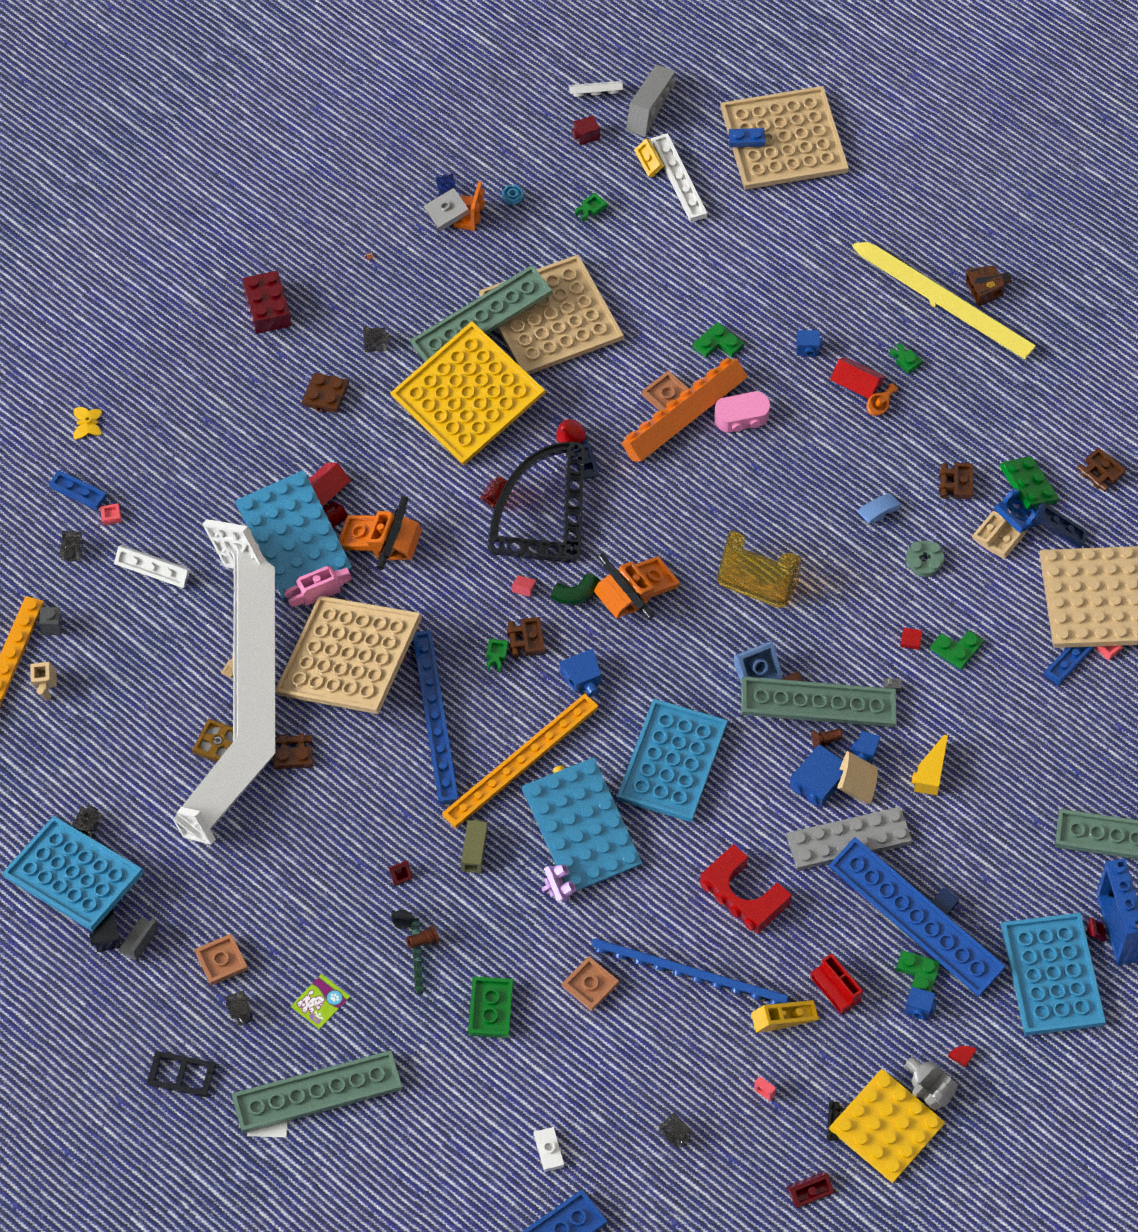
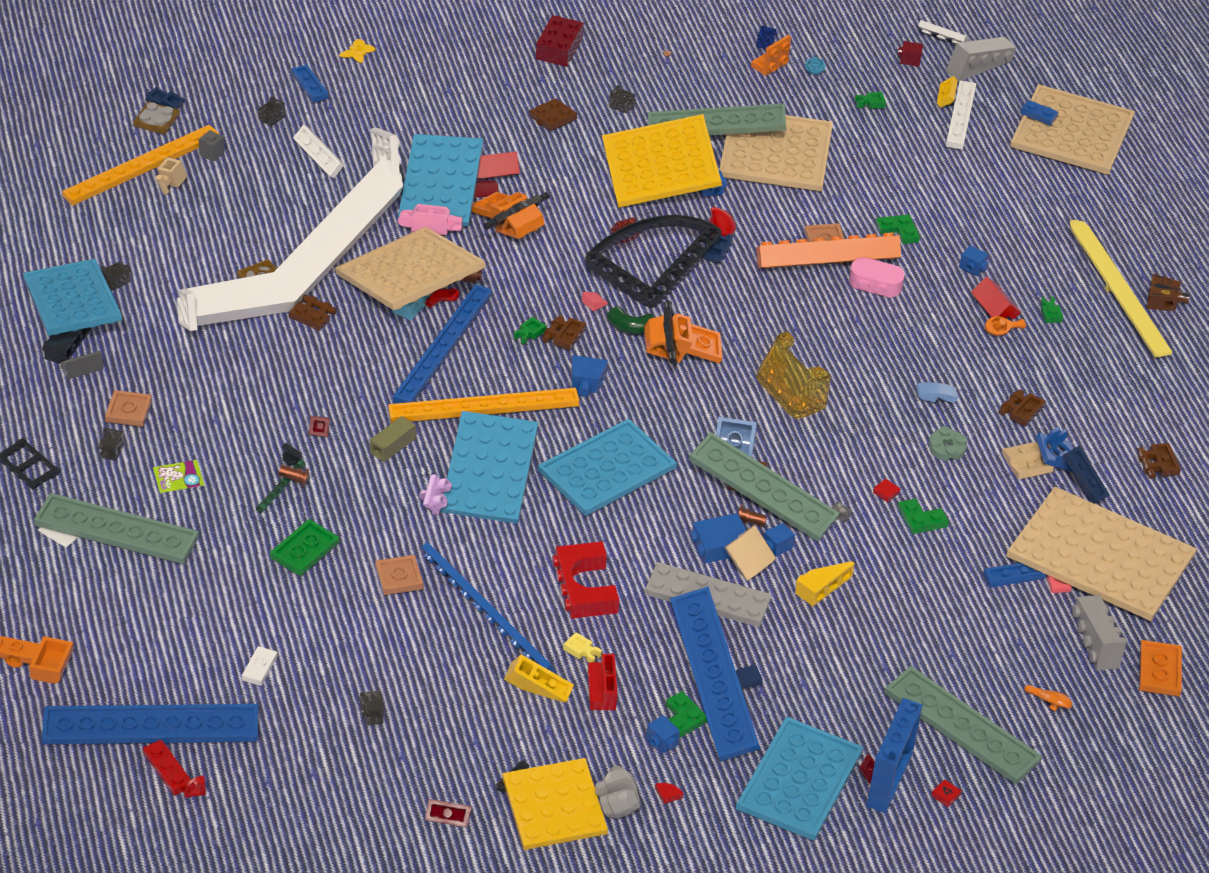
camera: 30 degrees right, 15 degrees down
(110, 514) = (320, 109): coral tile -> none
(446, 209) = (751, 50): light grey plate -> none
(765, 1088) = (474, 720): coral tile -> none
(790, 960) = (581, 646): none -> light yellow plate
(1029, 481) = (1087, 433): green plate -> none

